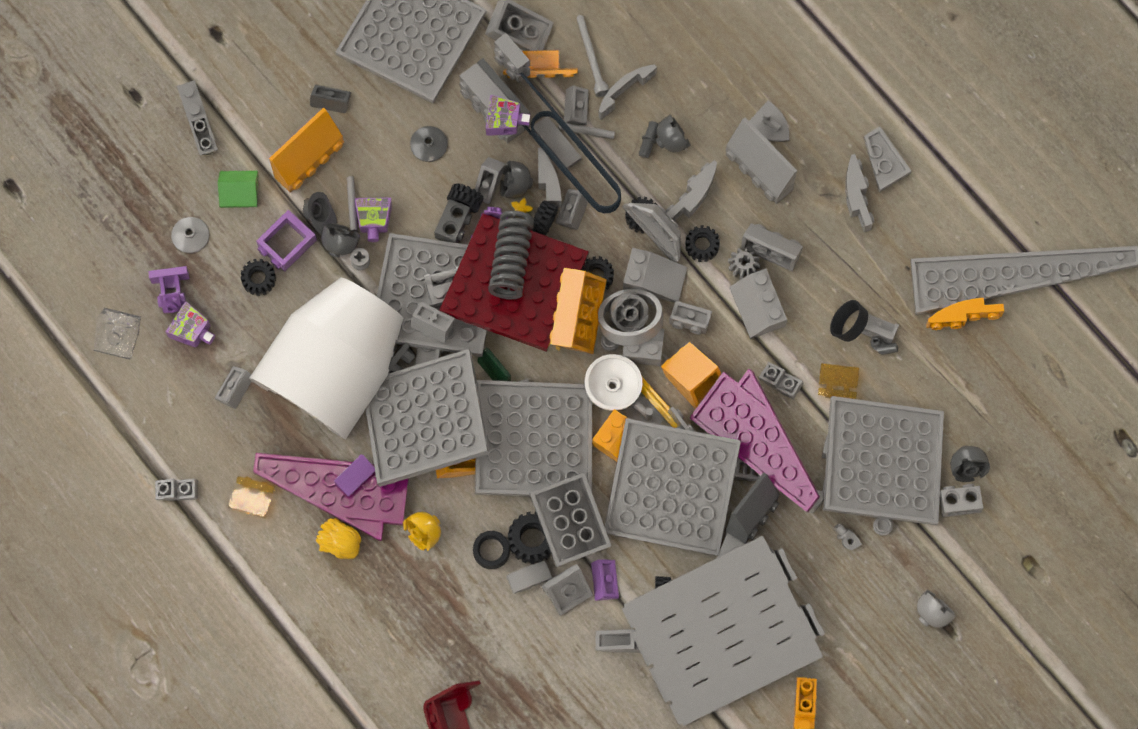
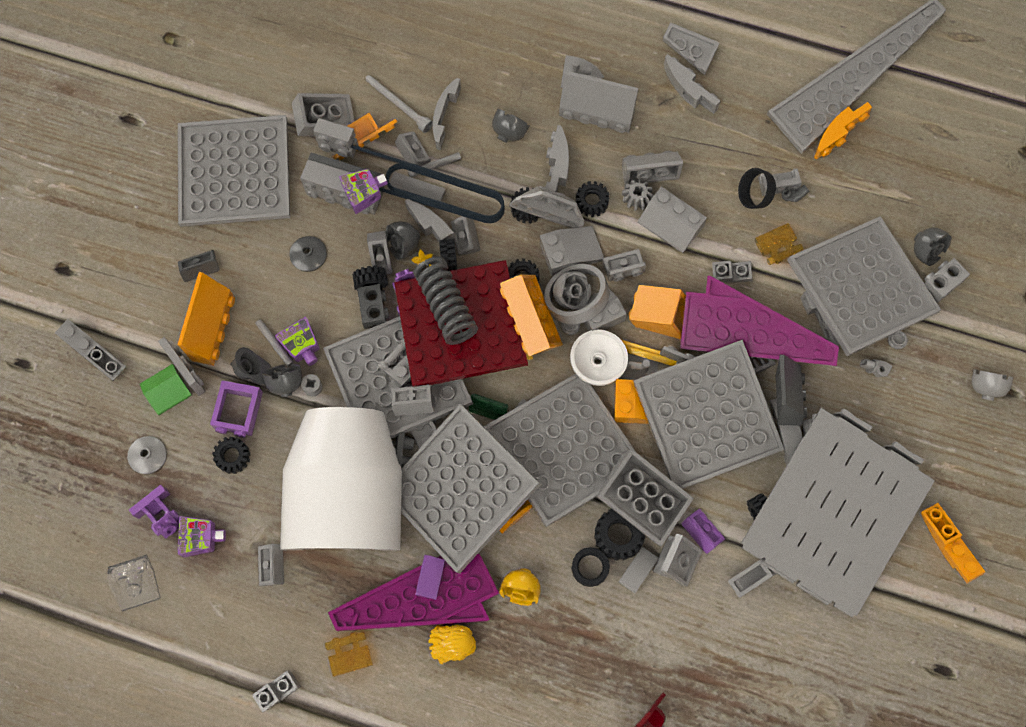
camera: 30 degrees left, 0 degrees up
(264, 178) = (182, 365): none -> light grey plate
(648, 140) = (491, 141): dark grey axle -> none

